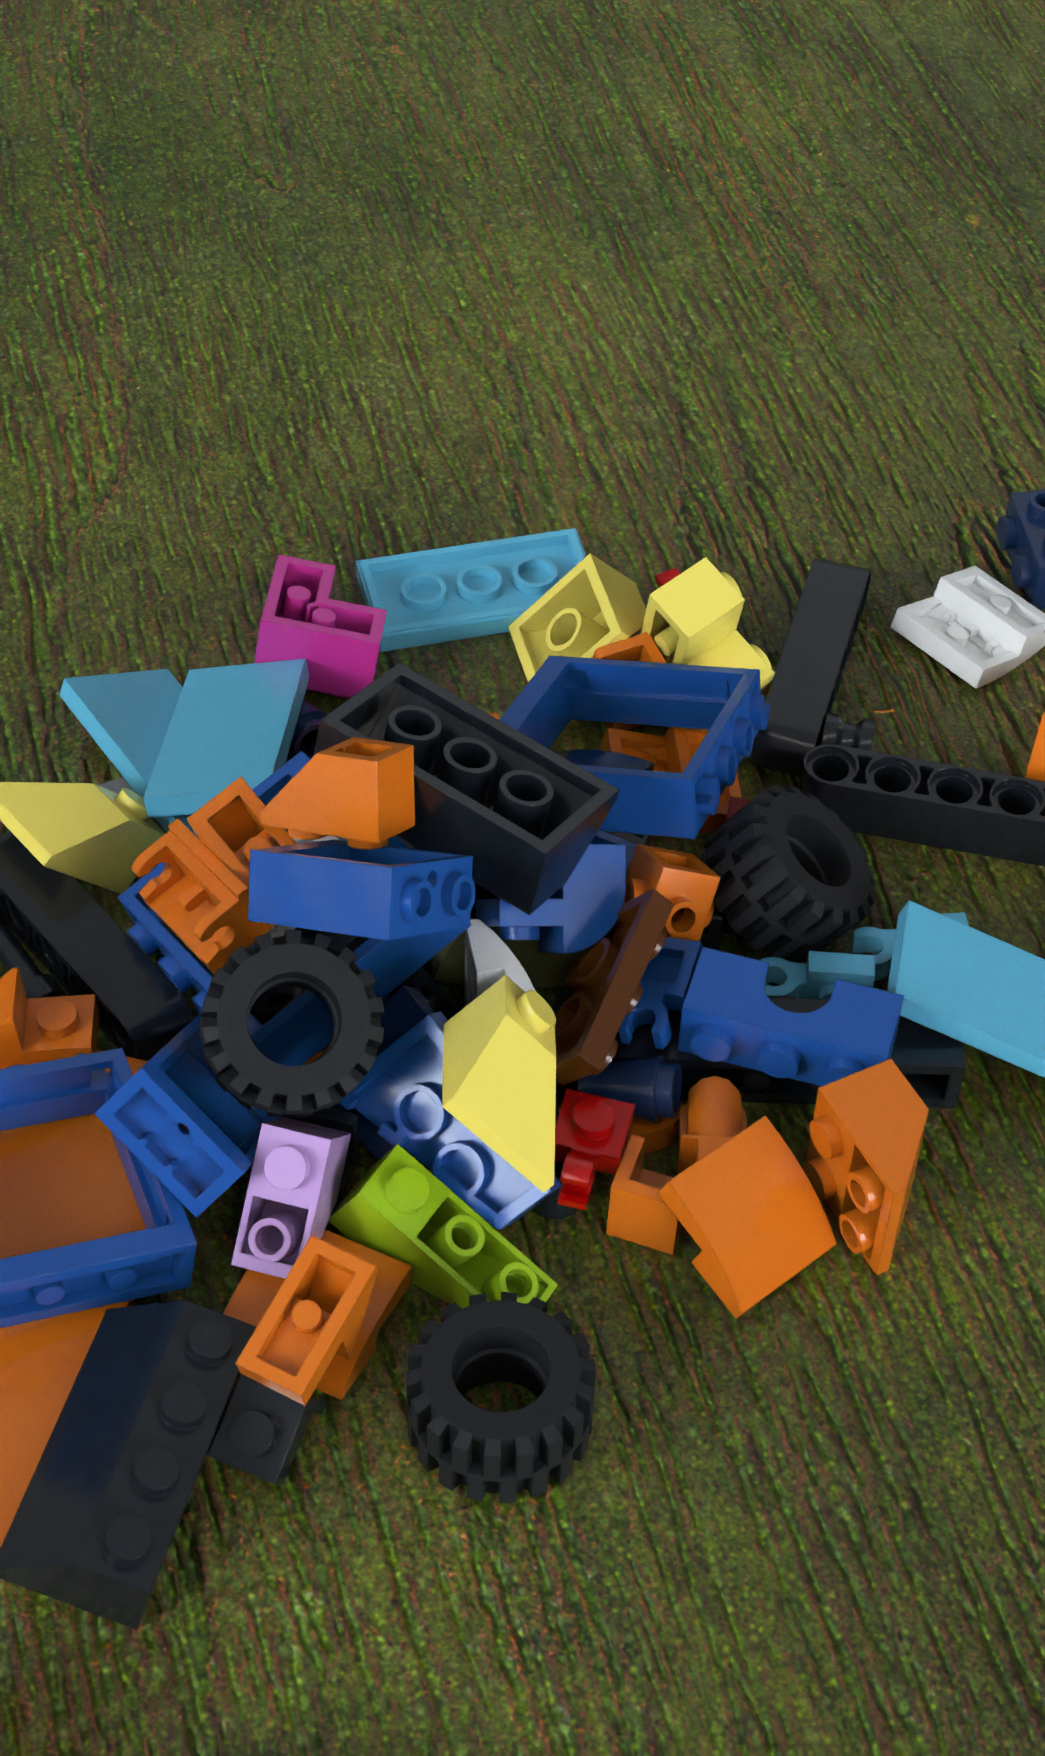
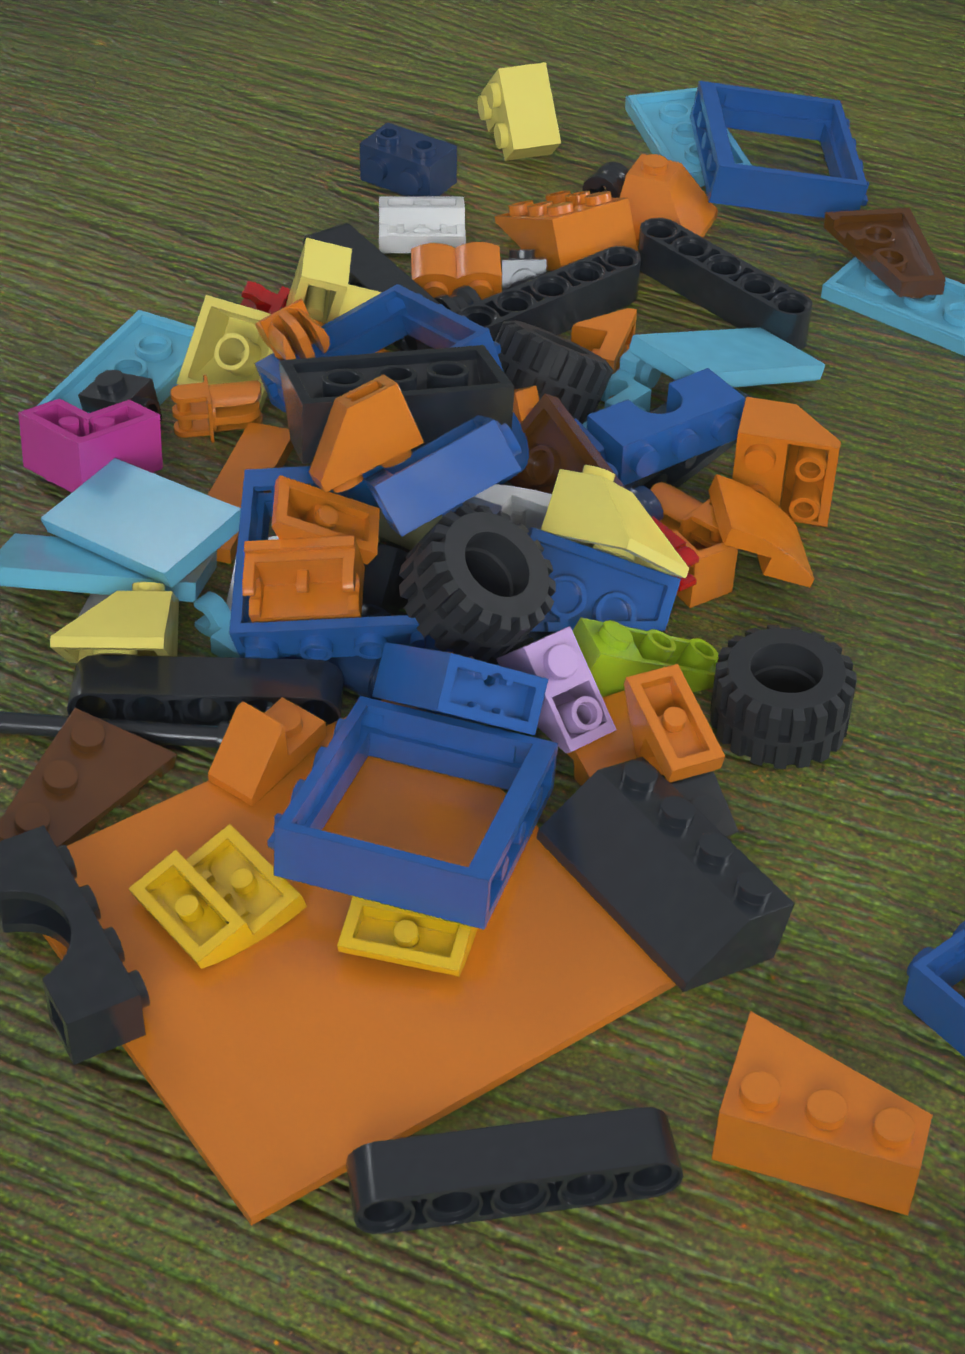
camera: 50 degrees left, 5 degrees down
(416, 613) = (115, 387): none -> black bracket
(480, 670) = (215, 407): none -> orange arm
(586, 651) = (292, 332): none -> orange arm
(913, 708) = (445, 268): none -> orange brick
(943, 886) = (607, 335): none -> orange slope
(985, 746) = (521, 267): none -> bracket

